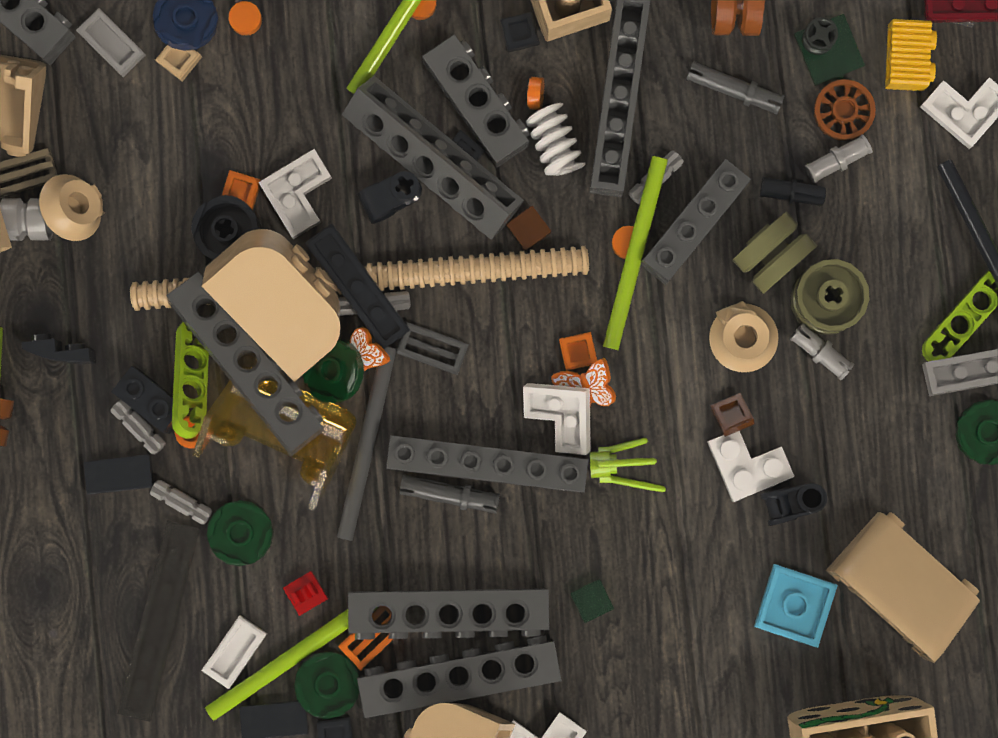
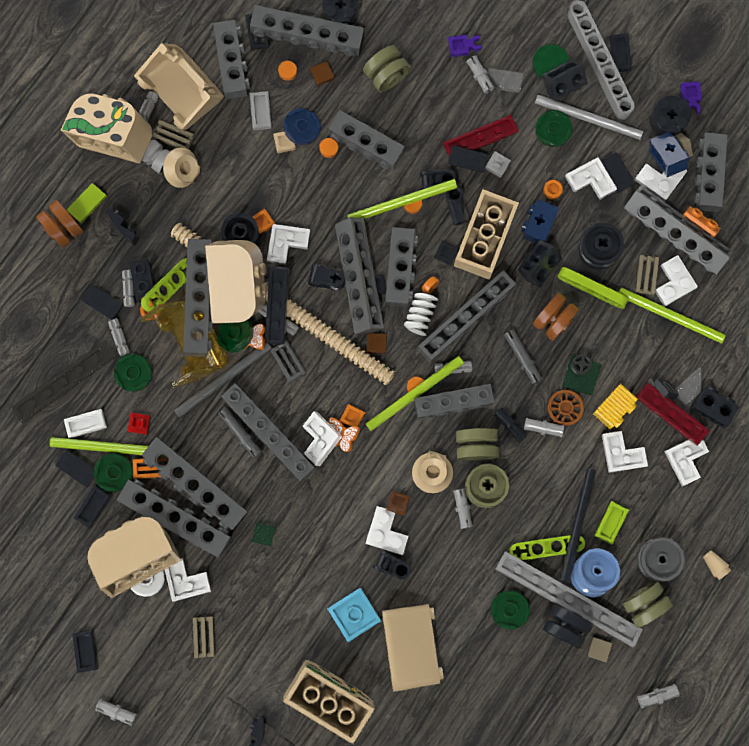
camera: 35 degrees right, 5 degrees down
(604, 464) = (321, 477): lime plant -> none

